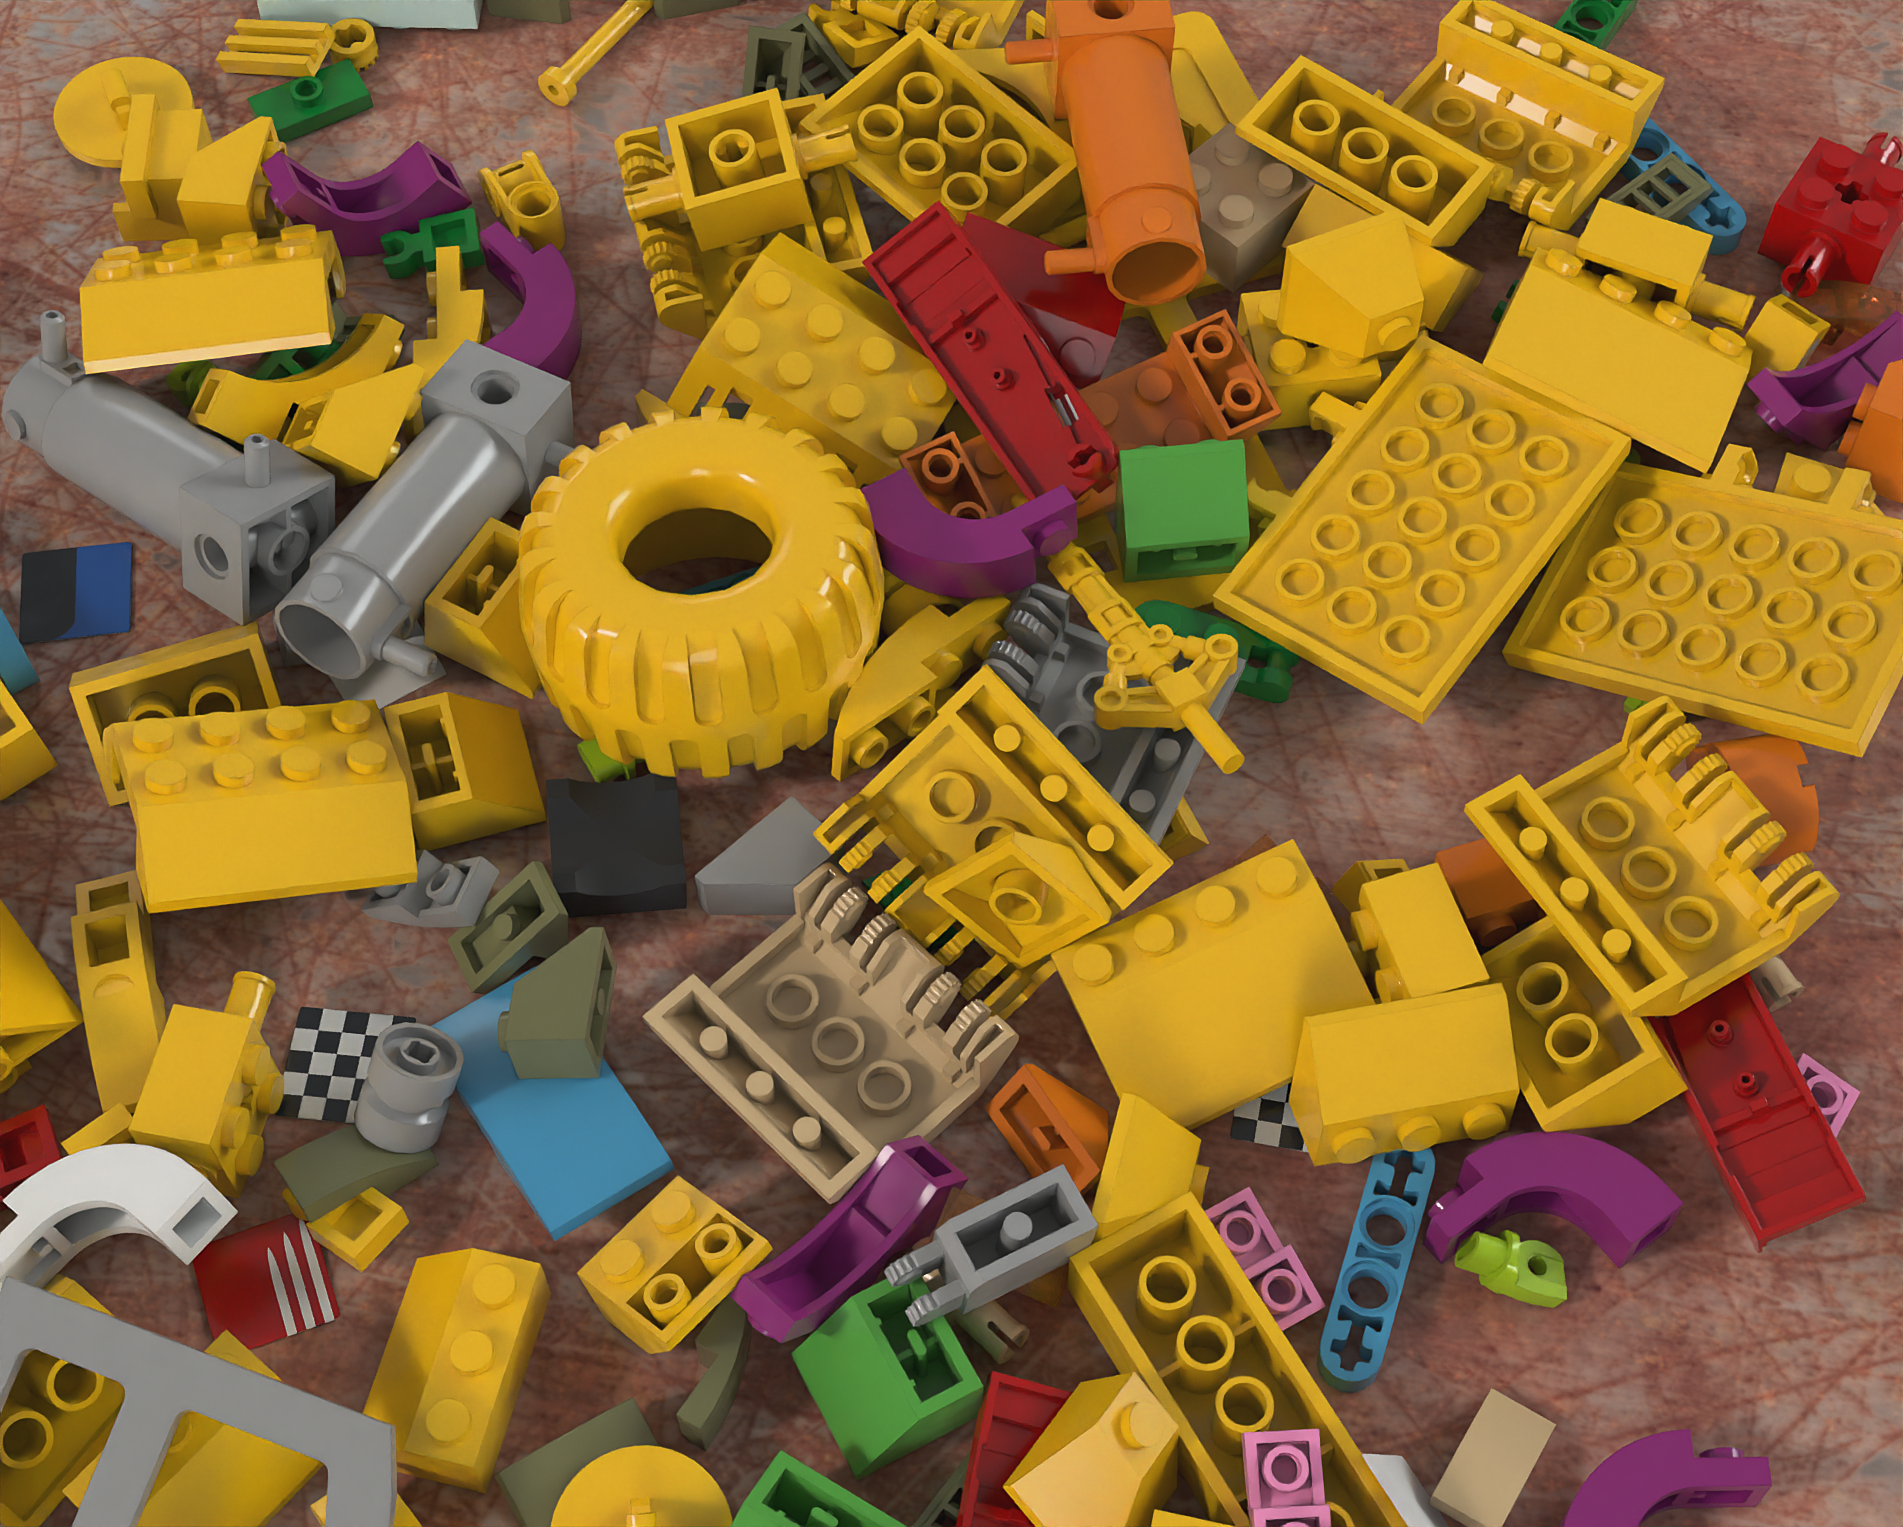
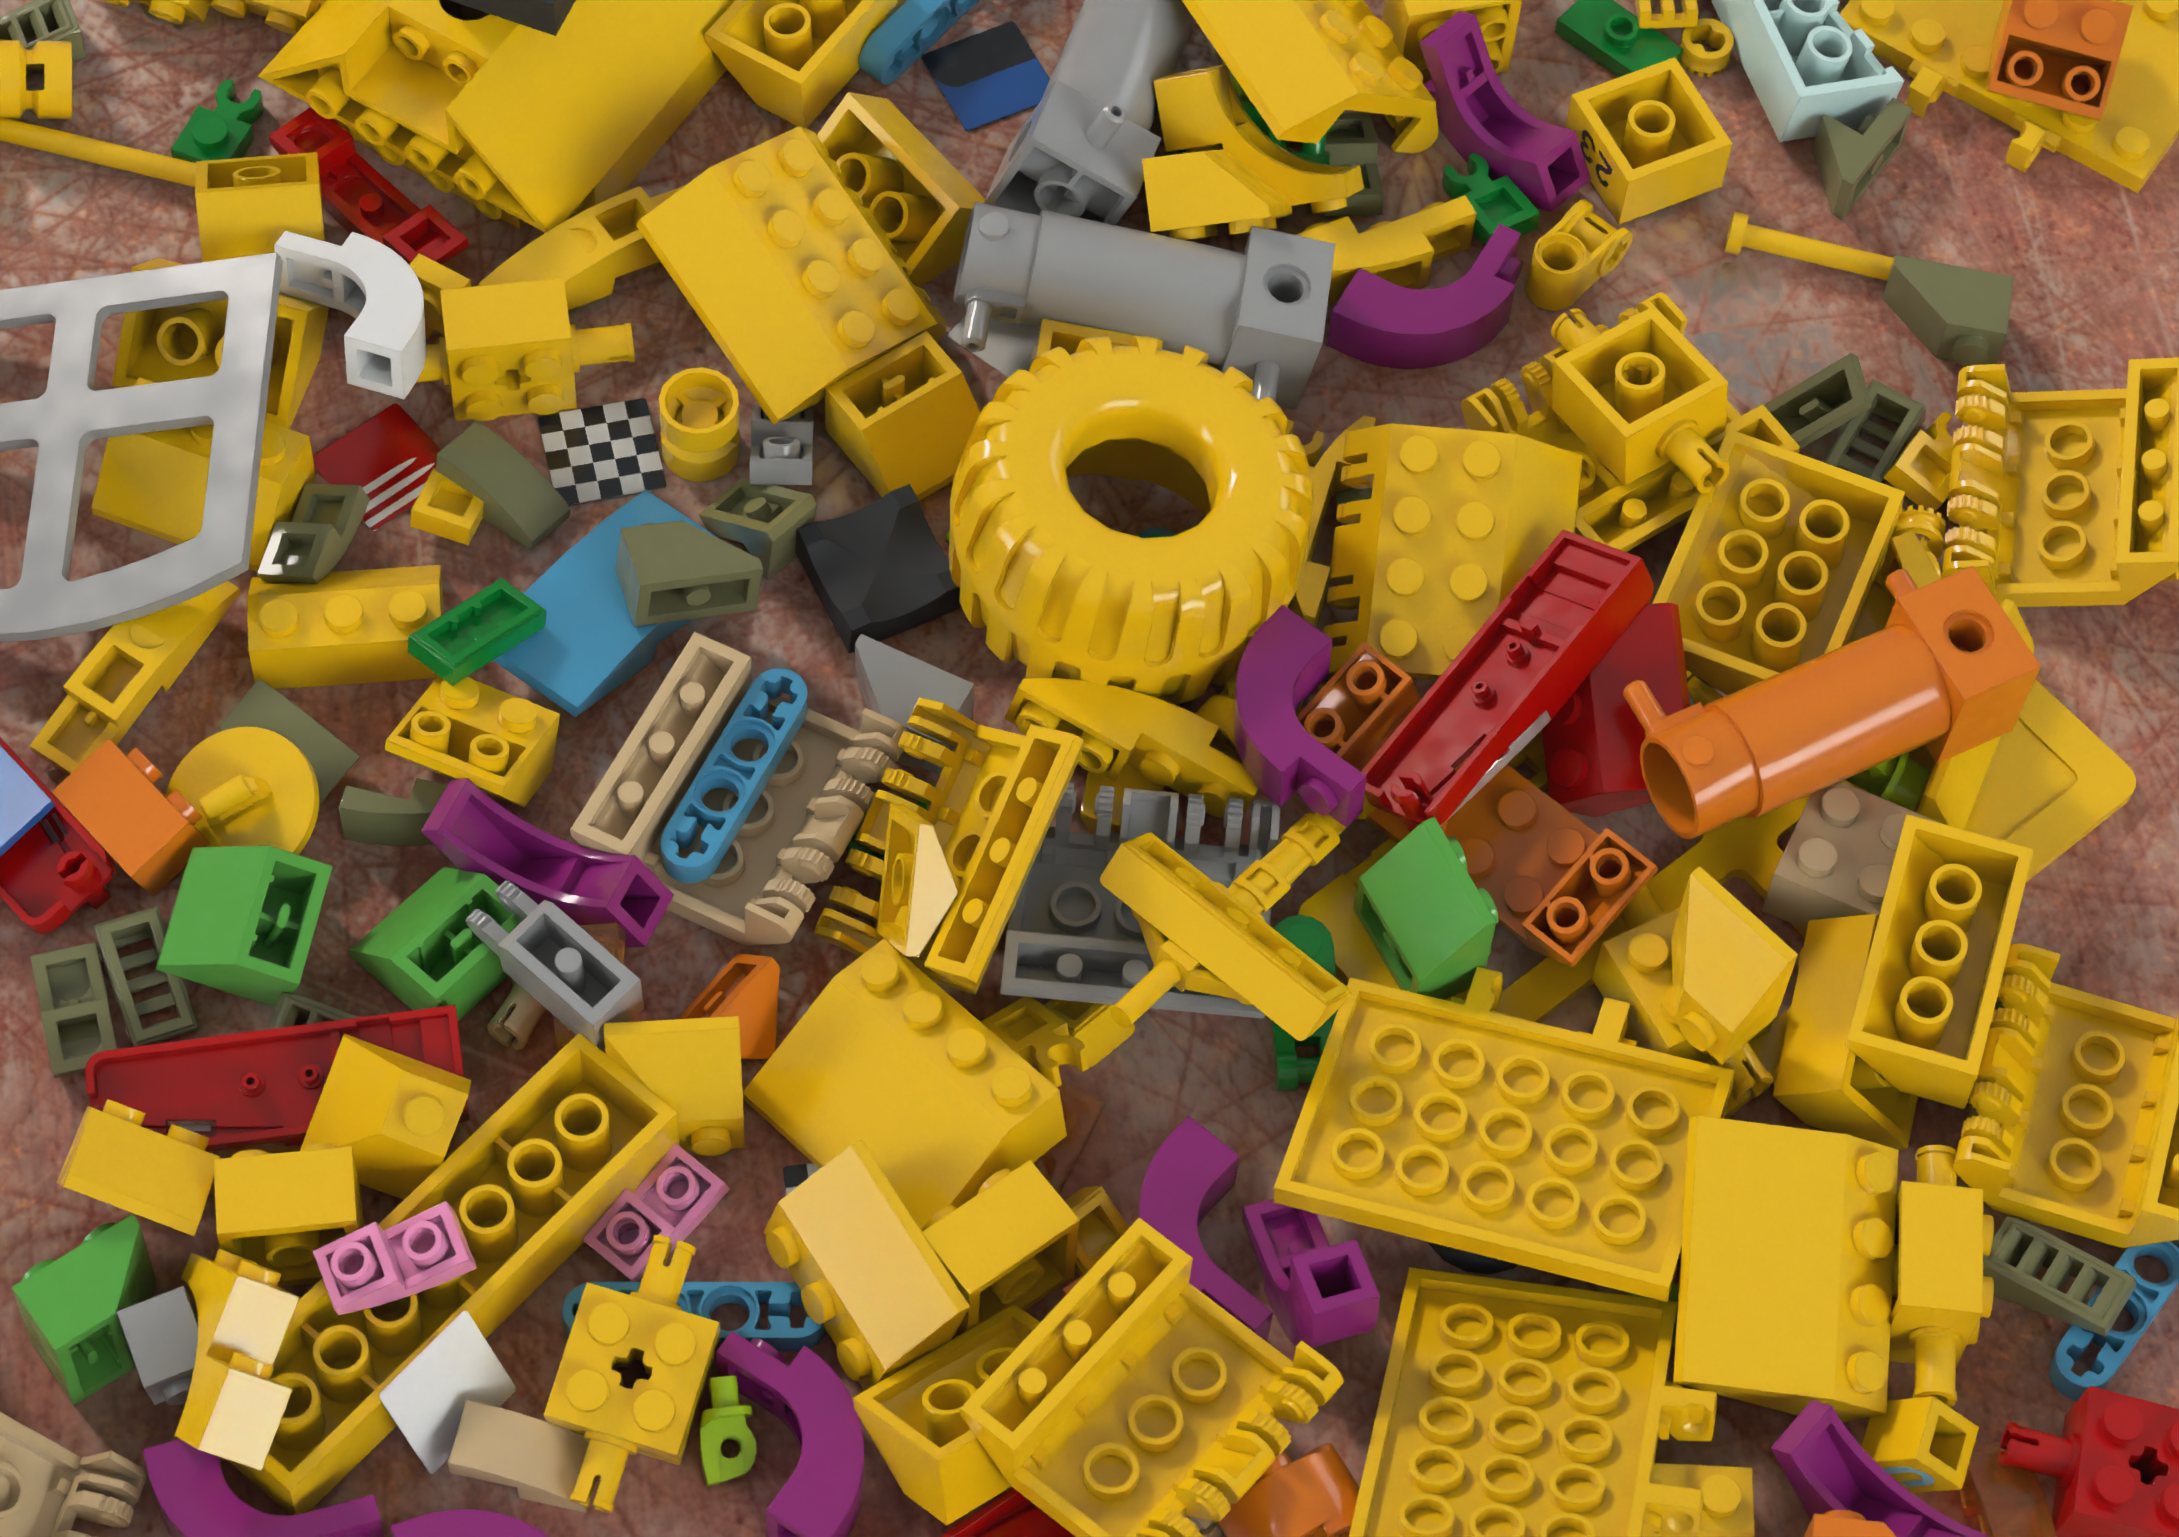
camera: 65 degrees right, 0 degrees up
(331, 1363) = (316, 536): none -> olive slope
(376, 953) = (699, 424): none -> yellow wheel
(408, 1087) = (575, 489): light grey wheel -> none
(444, 99) = (1649, 140): none -> yellow brick
(554, 1223) = (476, 631): none -> green plate
(811, 1032) = (727, 771): none -> dark azure beam
(1178, 653) = (1224, 935): none -> yellow slope
(1194, 862) = (1038, 1037): none -> yellow plate
(1394, 814) = (1177, 1192): none -> magenta arch
(1452, 1325) = (612, 1333): none -> yellow brick
(1526, 725) = (1312, 1287): none -> magenta arch

